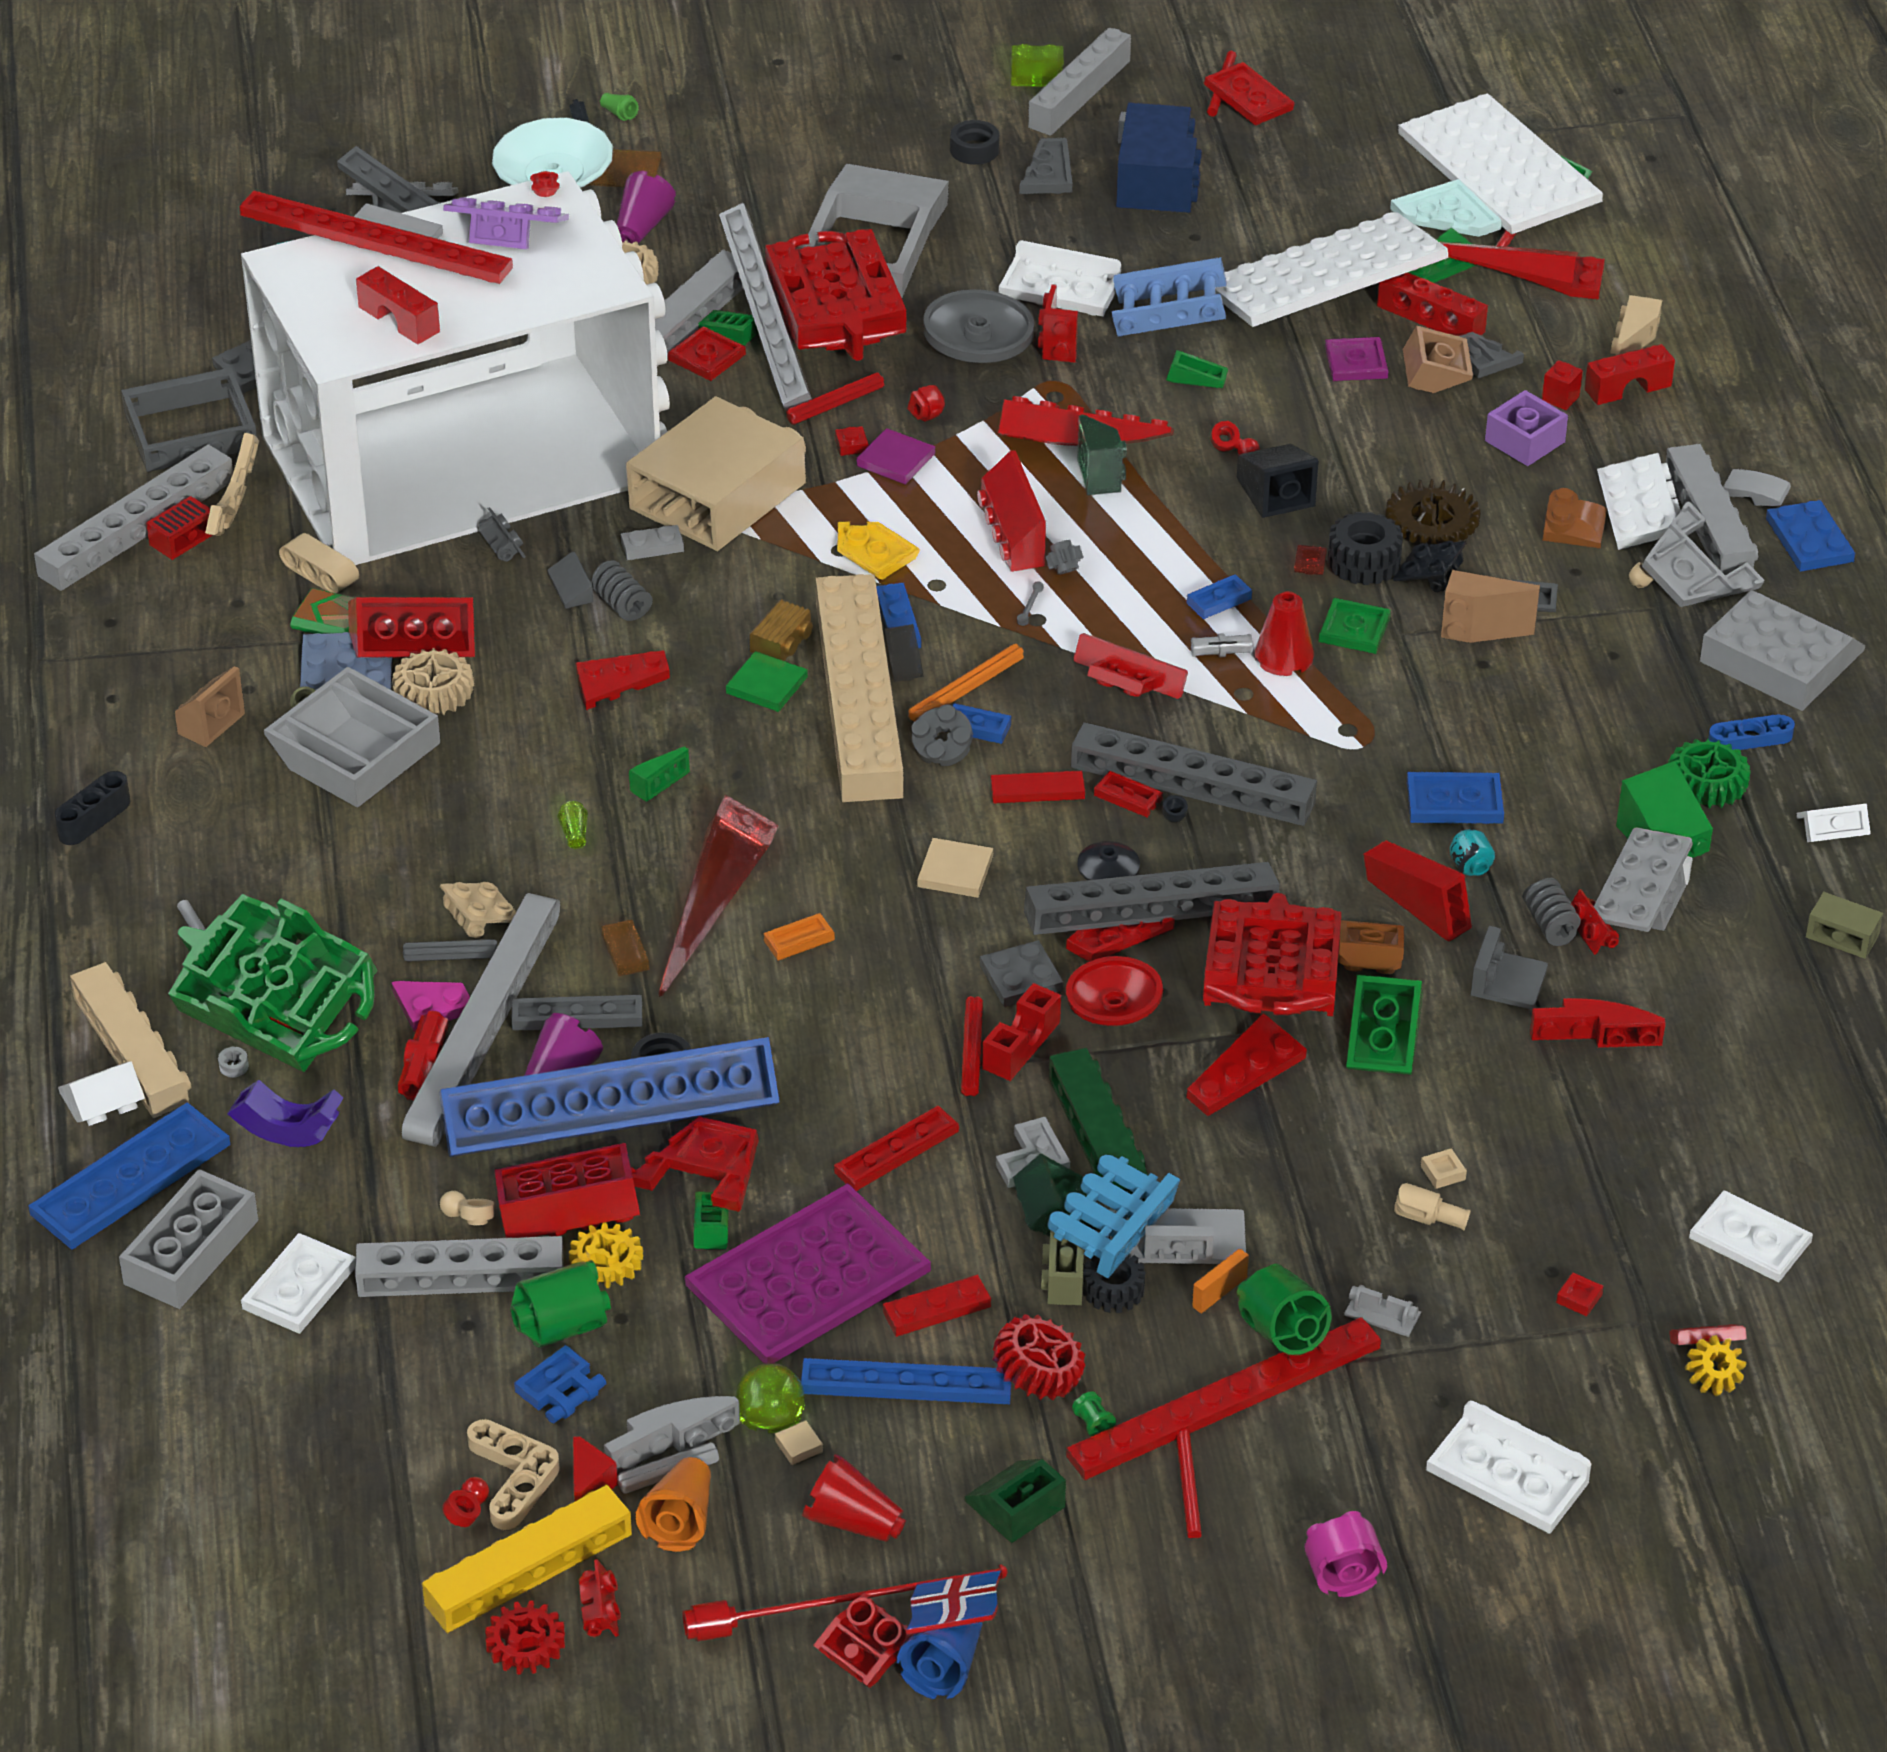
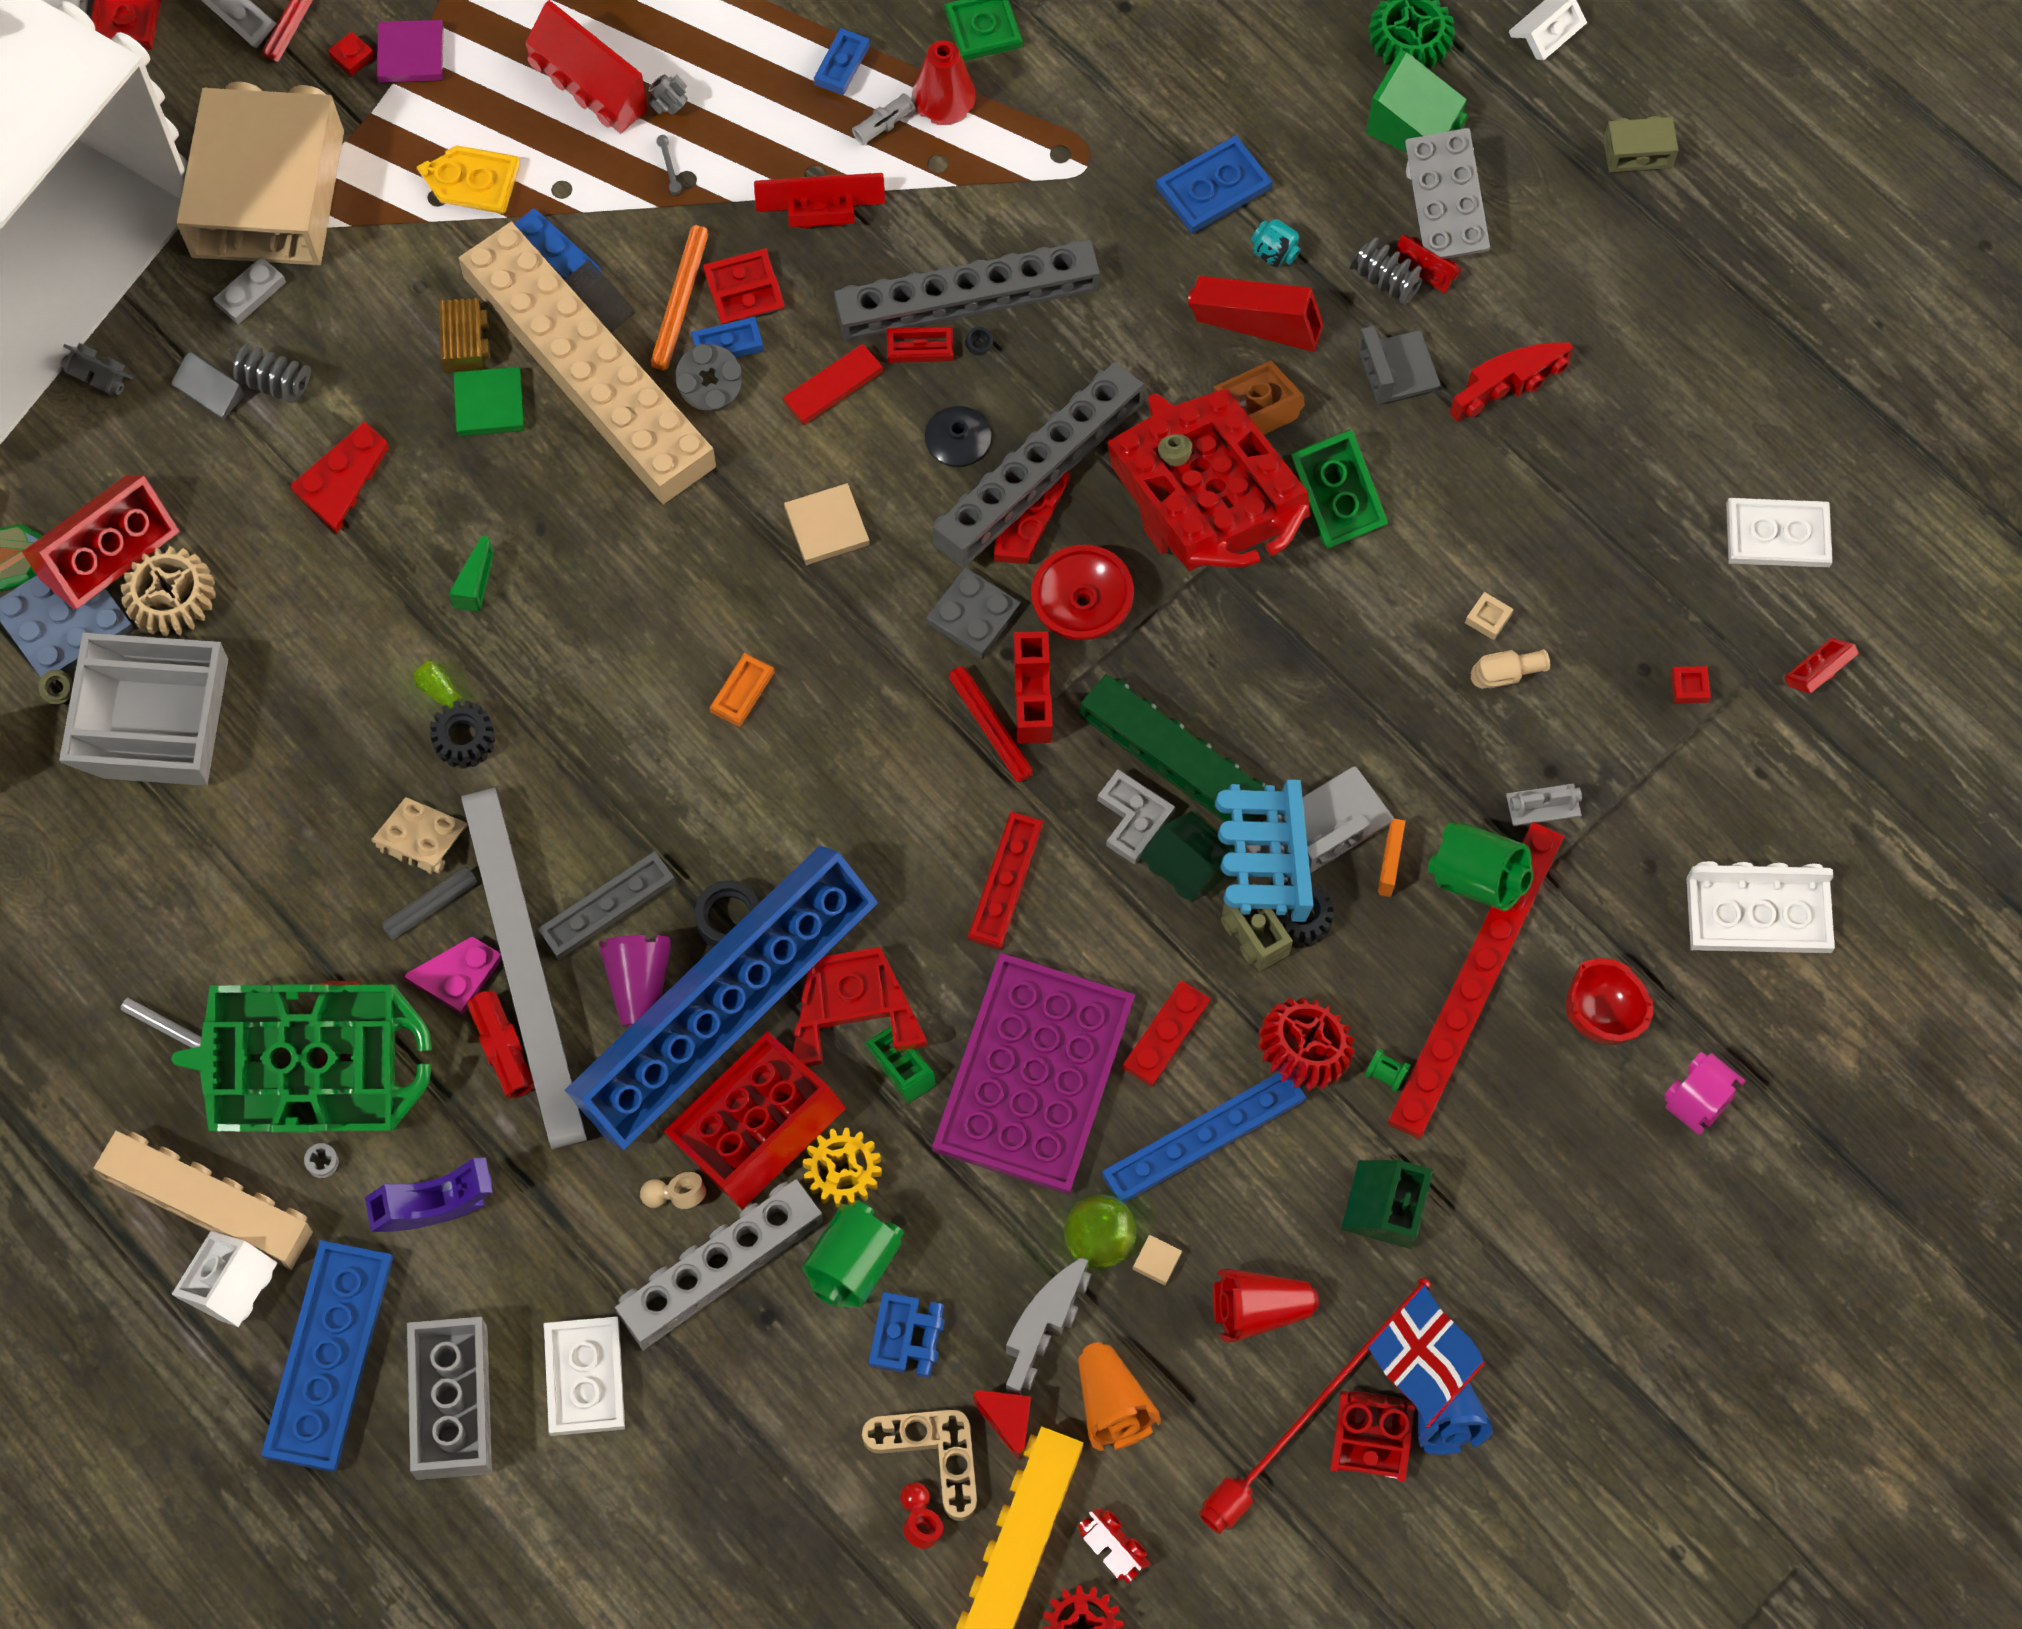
camera: 35 degrees left, 25 degrees up
(565, 850) = (468, 752): none -> black tyre
(625, 947) = (591, 799): clear orange tile -> none
(655, 1471) = (1065, 1362): light grey axle -> none
(728, 855) = (613, 633): clear red plate -> none
(1022, 697) = (743, 286): none -> red slope
(1188, 1484) = (1510, 1089): red bar -> none
(1248, 1063) = (1241, 607): red wing -> none
(1260, 922) = (1175, 449): none -> olive plate
(1315, 1455) = (1608, 1002): none -> red cylinder
(1728, 1365) = (1853, 697): yellow gear -> none

